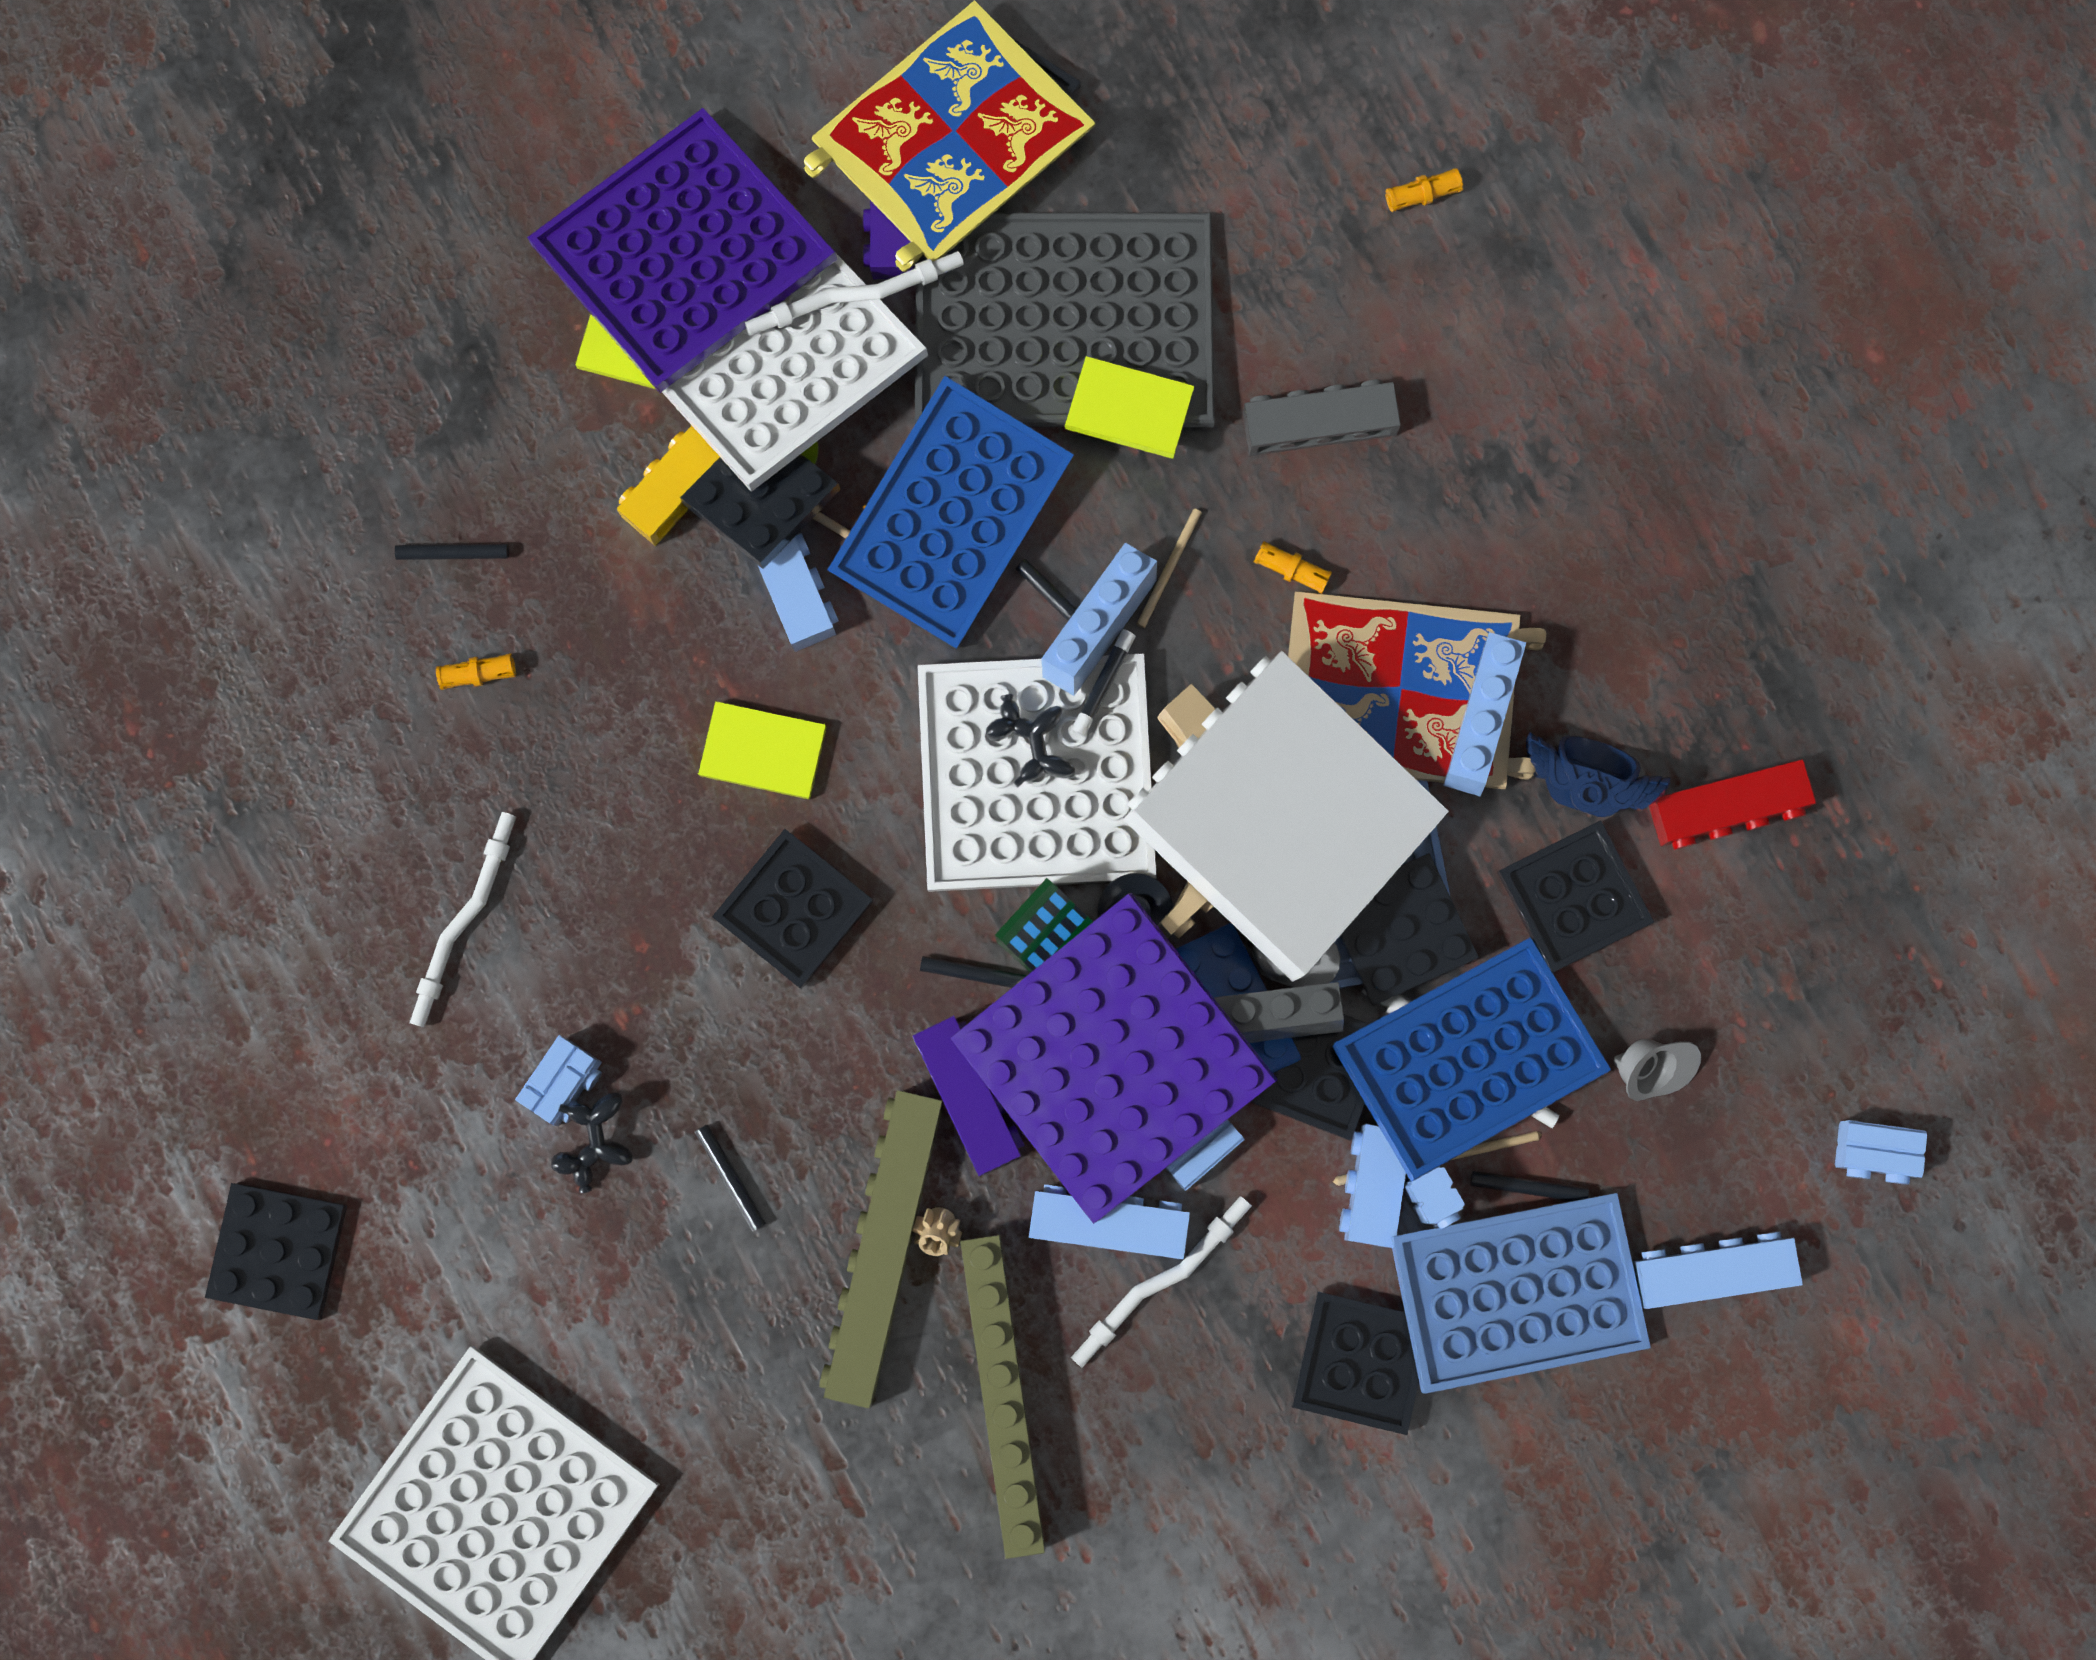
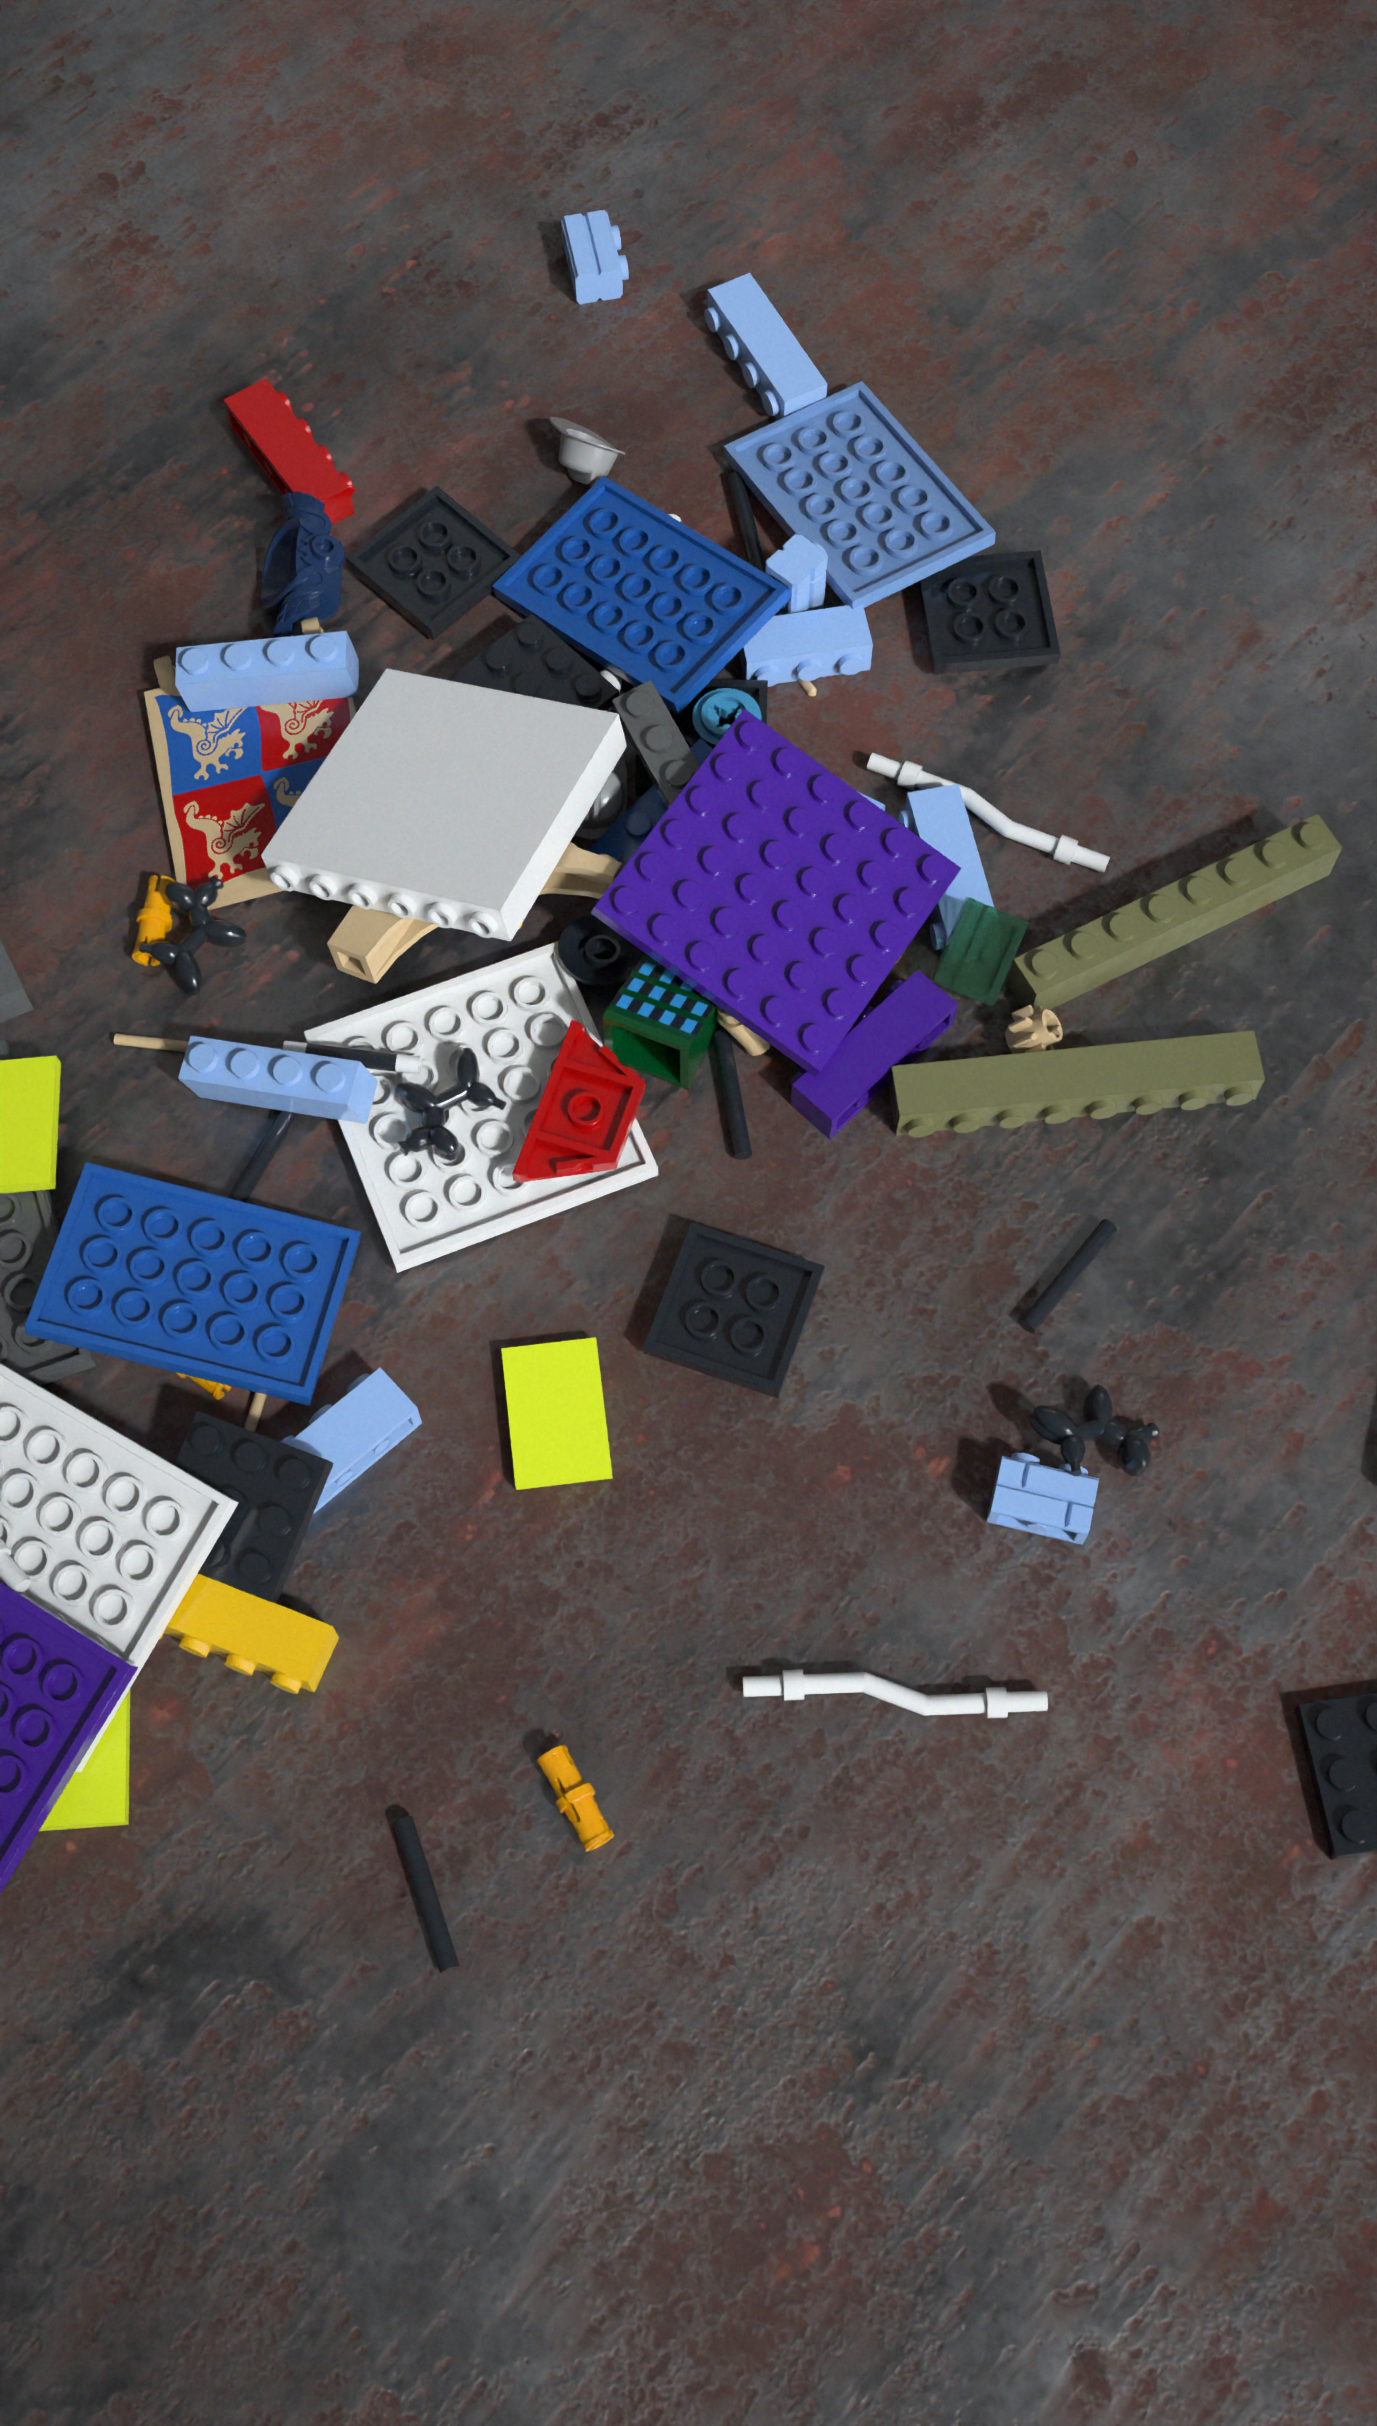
camera: 115 degrees left, 15 degrees down
(989, 844) = (581, 1112): none -> red wing
(1015, 1210) = (979, 951): none -> clear green plate
(1266, 602) = (204, 929): none -> black piece
(1334, 1094) = (717, 703): none -> dark azure gear

